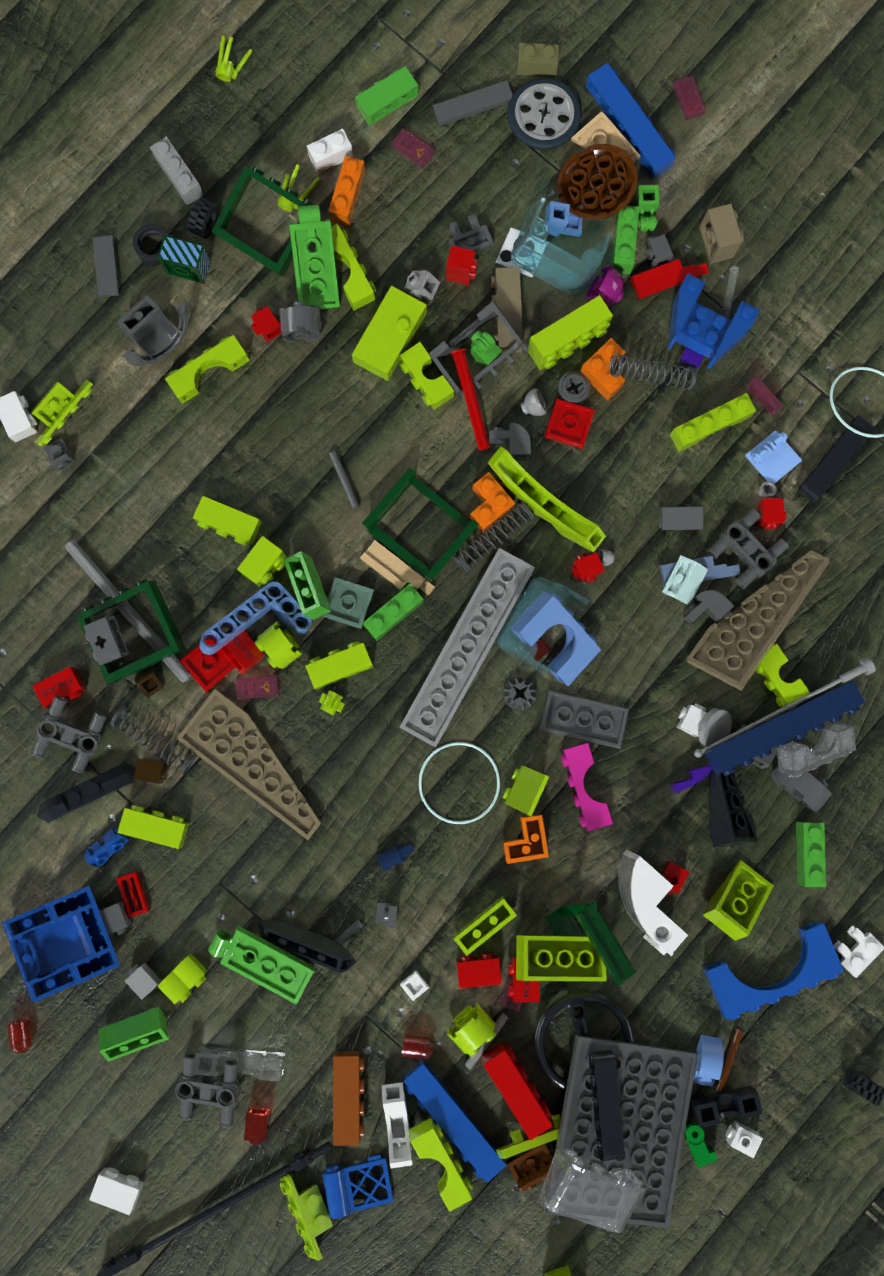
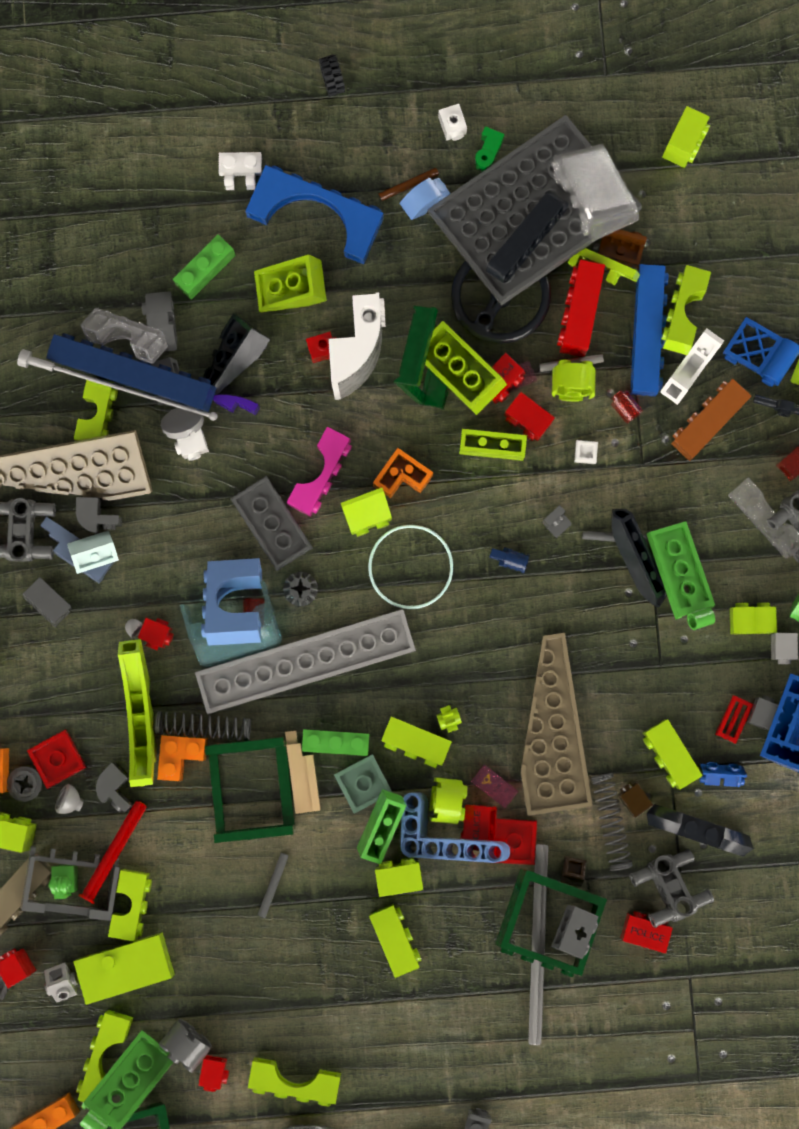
camera: 130 degrees left, 0 degrees up
(711, 1108) = (453, 163): black arch -> none

